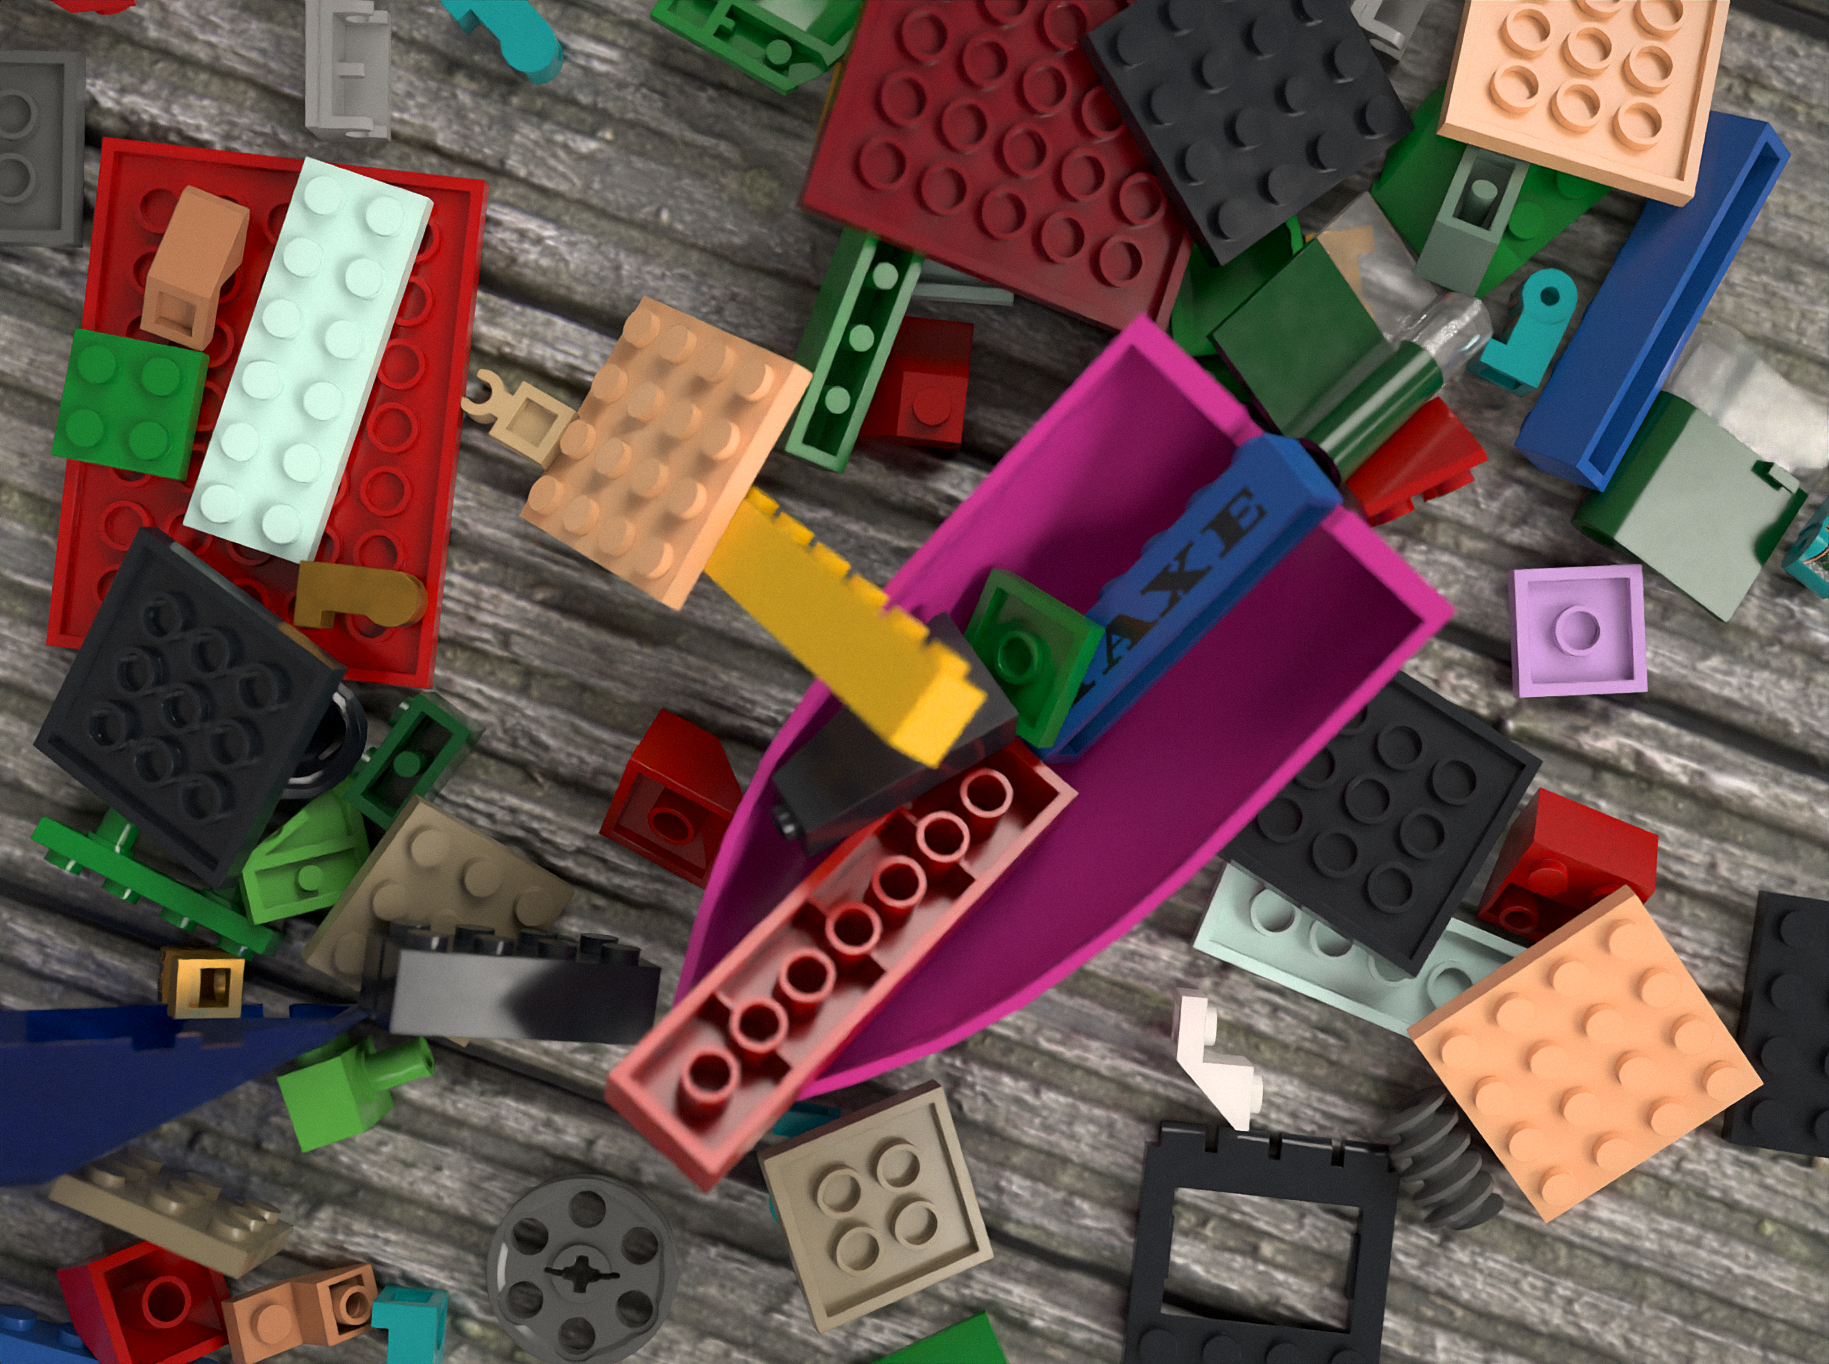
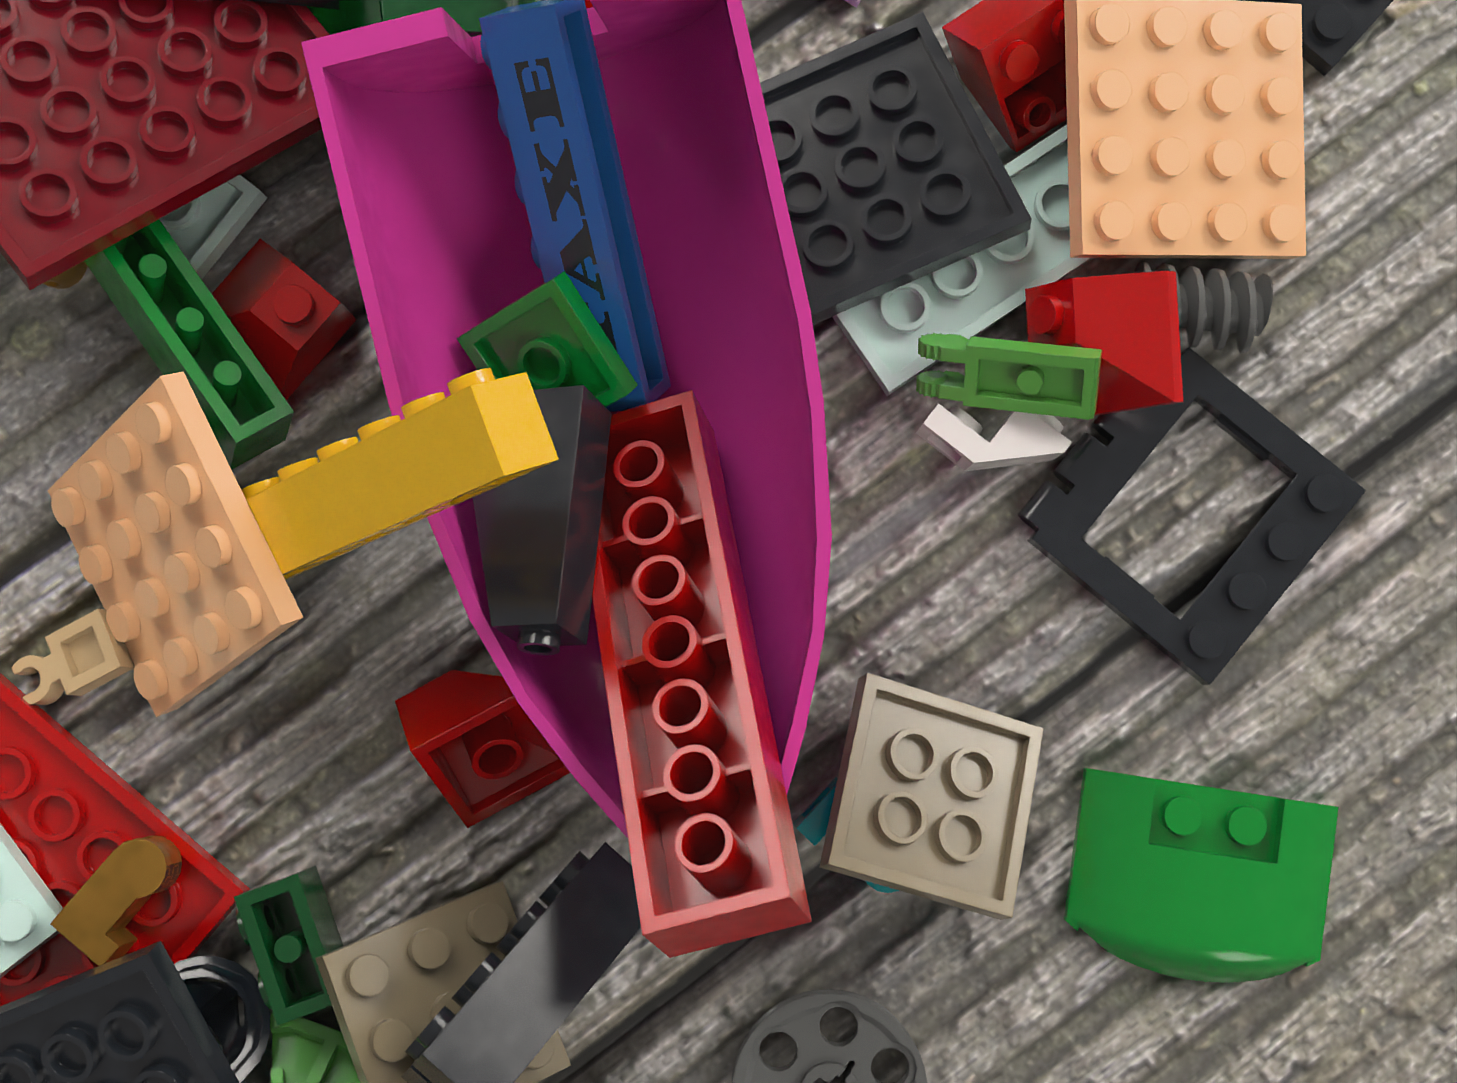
camera: 60 degrees left, 5 degrees down
(1270, 1045) = (1013, 375): none -> bright green hinge
(1355, 1108) = (1127, 318): none -> red slope

